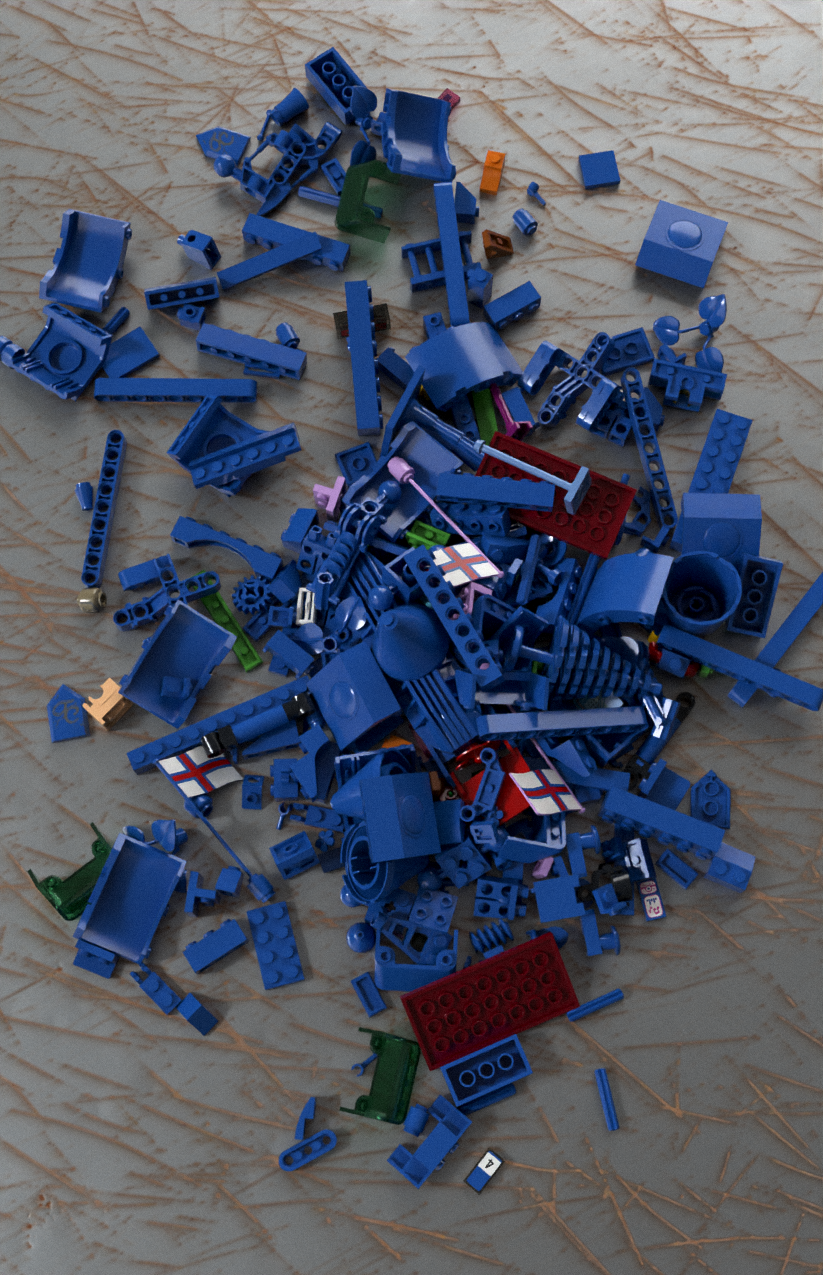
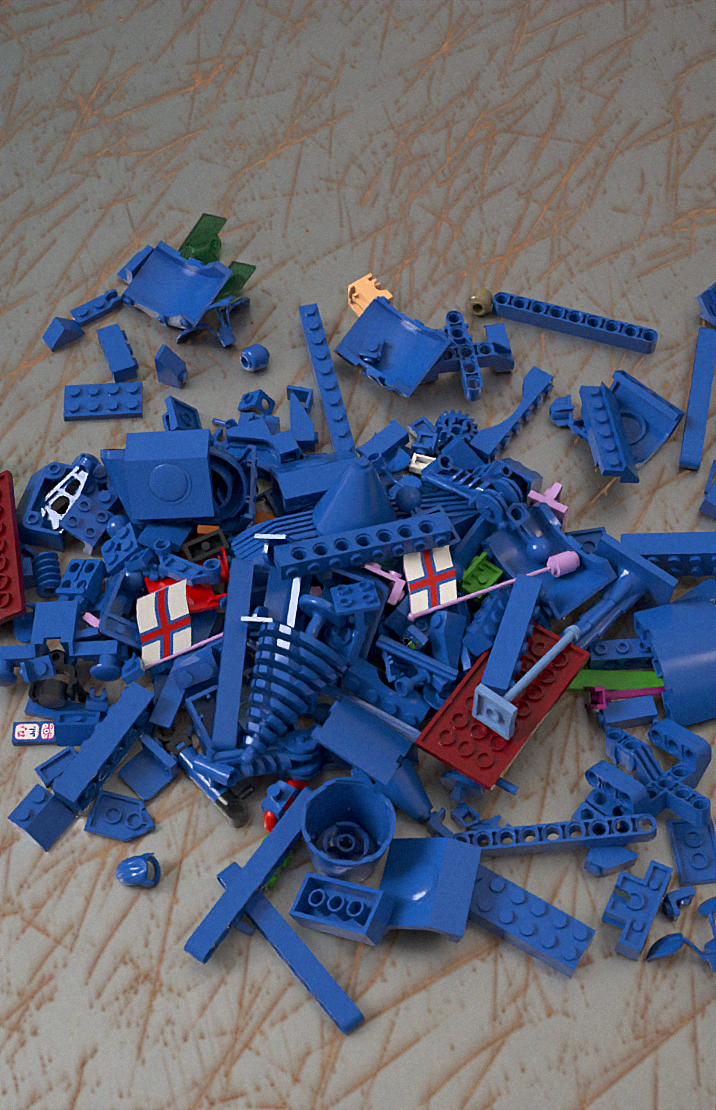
camera: 100 degrees right, 15 degrees down
(67, 716) = (380, 270): blue tile -> none
(85, 495) = (595, 308): blue cone -> none
(197, 775) = (281, 357): flag -> none
(197, 895) = (169, 335): blue bracket -> none
(214, 505) = (561, 411): none -> blue piece
(223, 616) = (435, 406): bright green tile -> none
(231, 736) = (314, 405): piece -> none
(368, 994) = (26, 467): blue tile -> none
(454, 777) = (205, 546): none -> black slope
(508, 614) = (355, 600): none -> blue bracket
(589, 812) = (132, 669): none -> blue plate
(757, 772) = (135, 870): none -> blue piece

